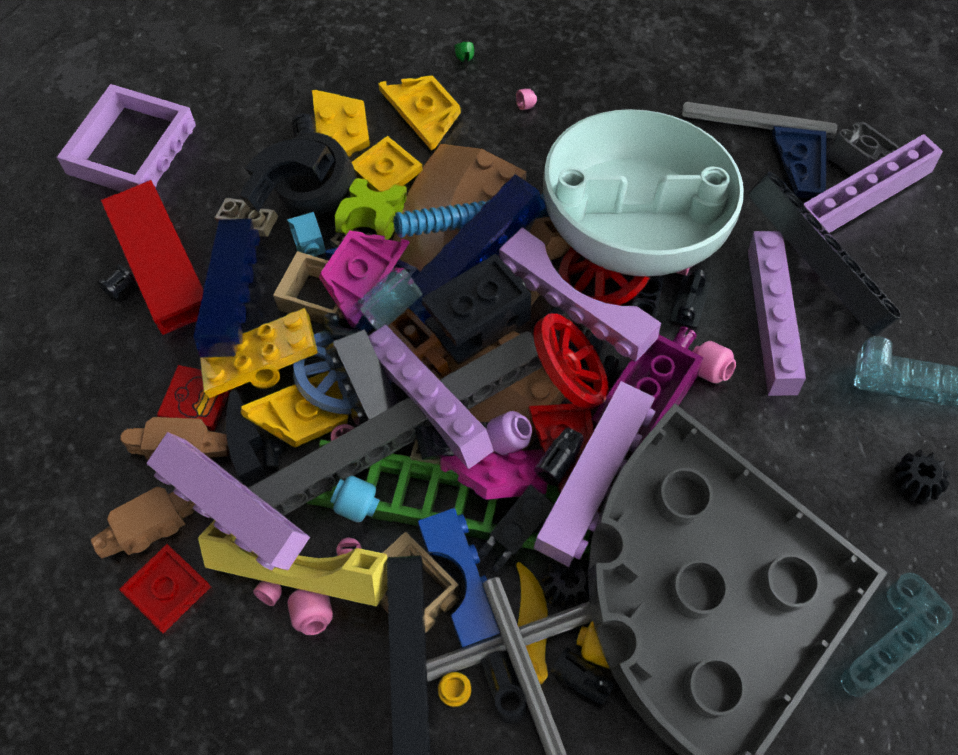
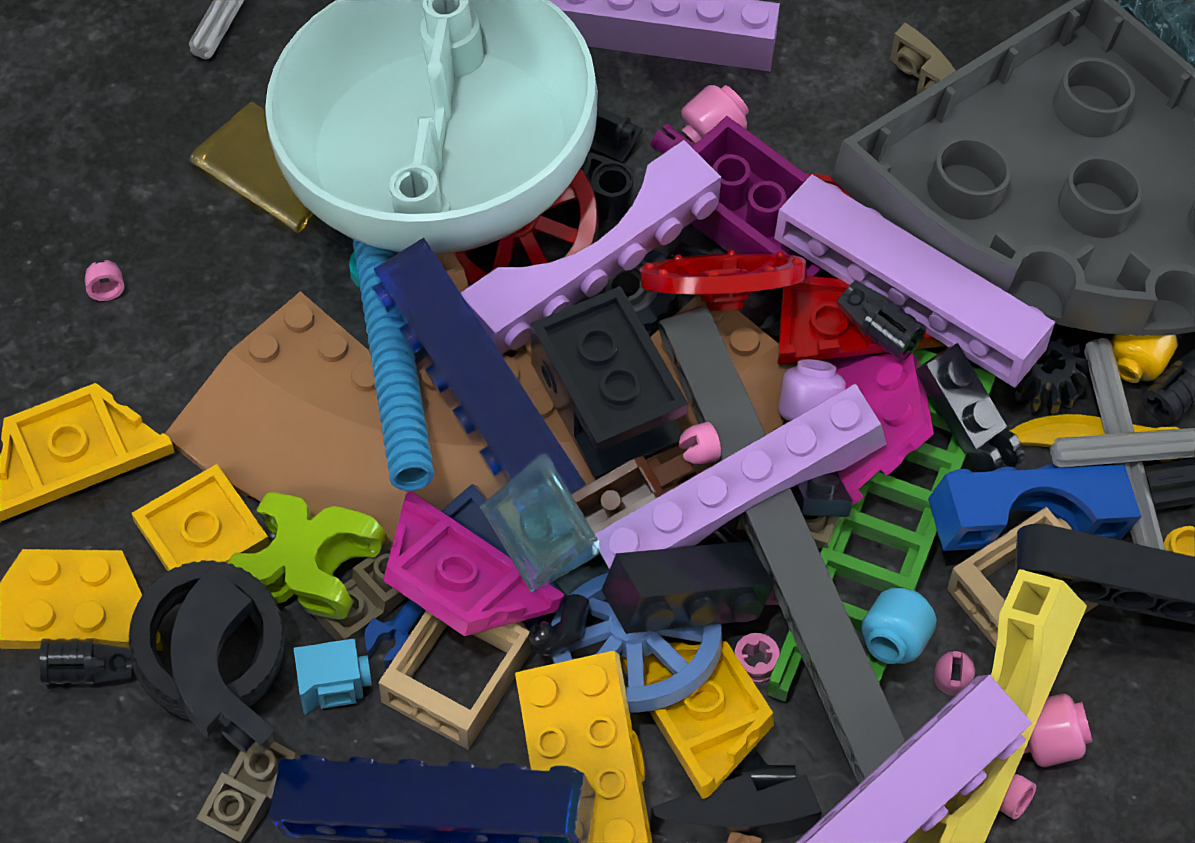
camera: 85 degrees left, 0 degrees up
(449, 365) = (702, 444): none -> bright pink hinge
(799, 476) = (919, 57): none -> dark tan slope

